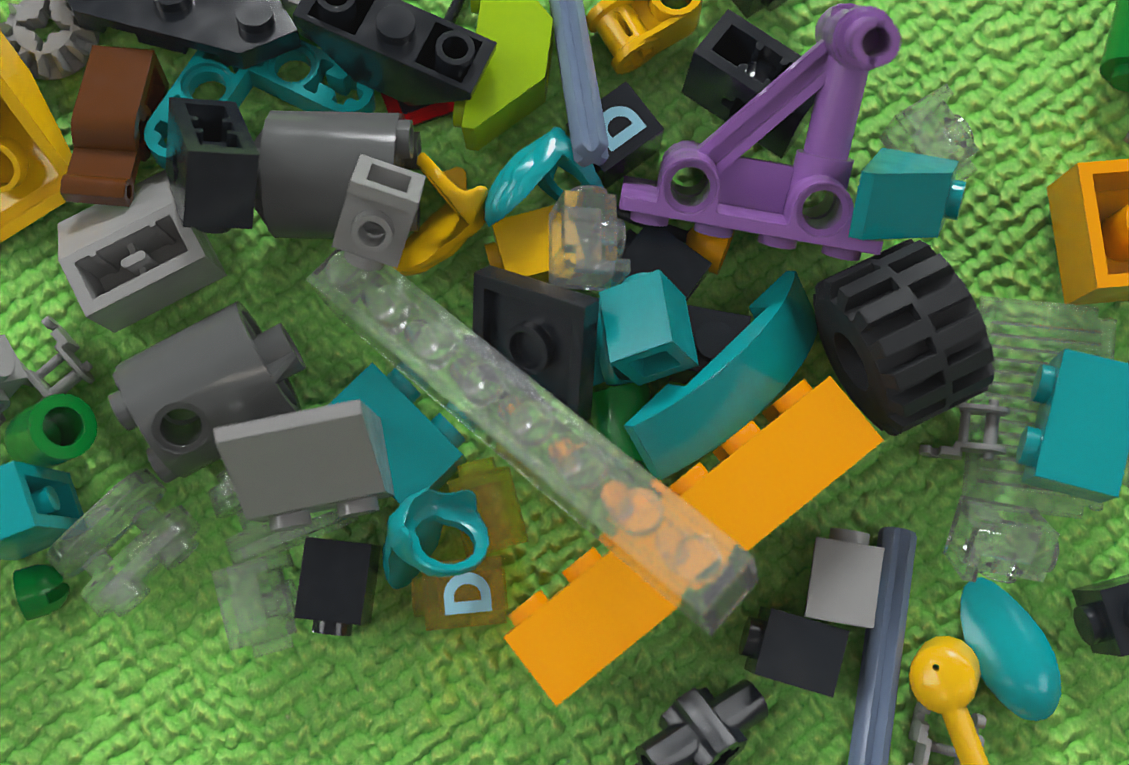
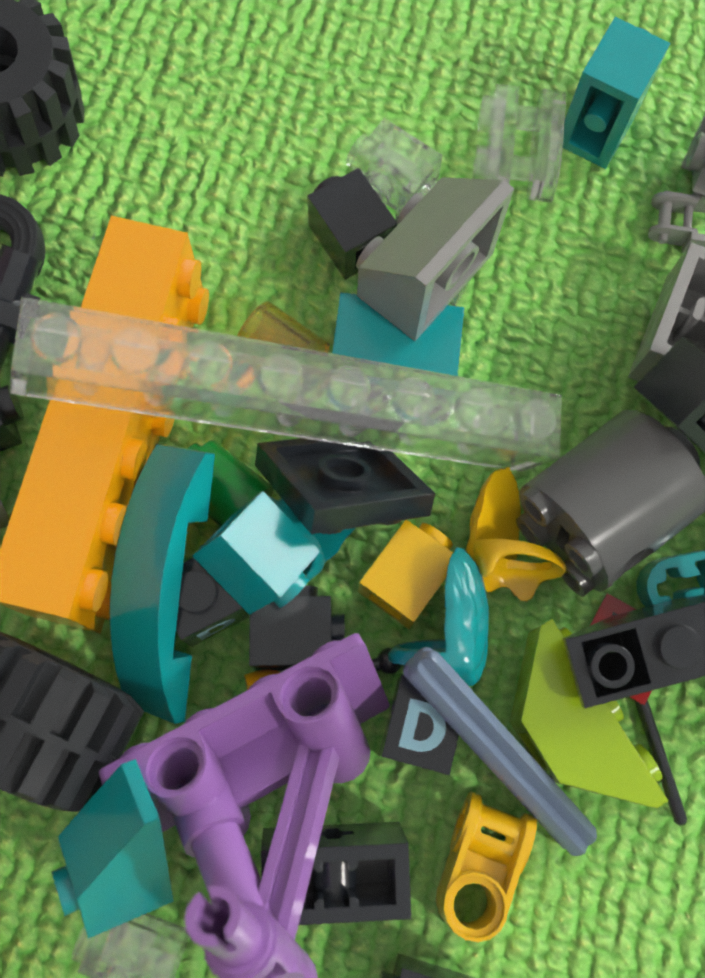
camera: 140 degrees right, 5 degrees down
(39, 590) = (551, 73): green hinge -> none
(51, 431) = (638, 165): green brick -> none
(205, 380) = (559, 267): dark grey cylinder -> none
(382, 196) = (542, 448): light grey brick -> none
(416, 531) = (320, 284): teal piece -> none
(465, 599) = (253, 273): clear yellow brick -> none
(586, 240) = (365, 591): clear brick -> none

